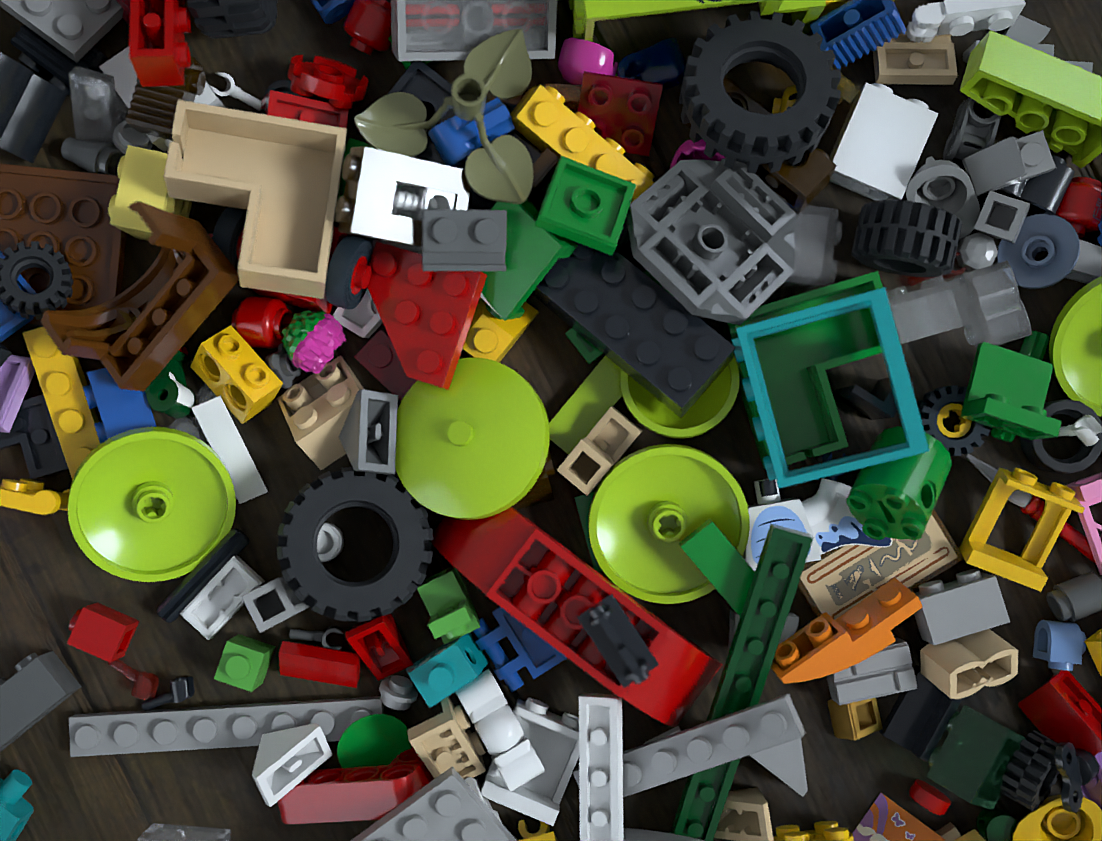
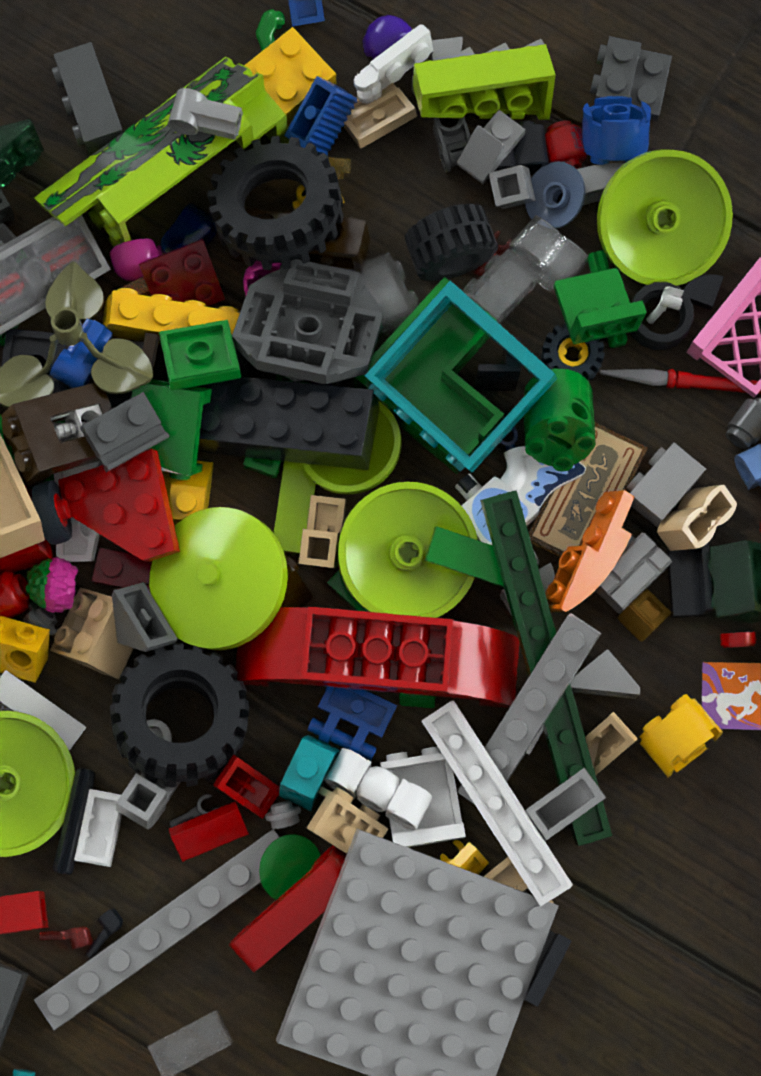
camera: 30 degrees left, 10 degrees down
(244, 662) = (148, 865): bright green brick -> none
(287, 759) = (230, 913): white slope -> none
(448, 605) = (281, 720): bright green brick -> none
(618, 641) = (419, 648): black hinge -> none
(881, 143) = (390, 187): white brick -> none
(946, 187) = (459, 188): light grey piece -> none
(976, 251) = (511, 222): light grey tile -> none
(1028, 566) = (689, 368): yellow panel -> none

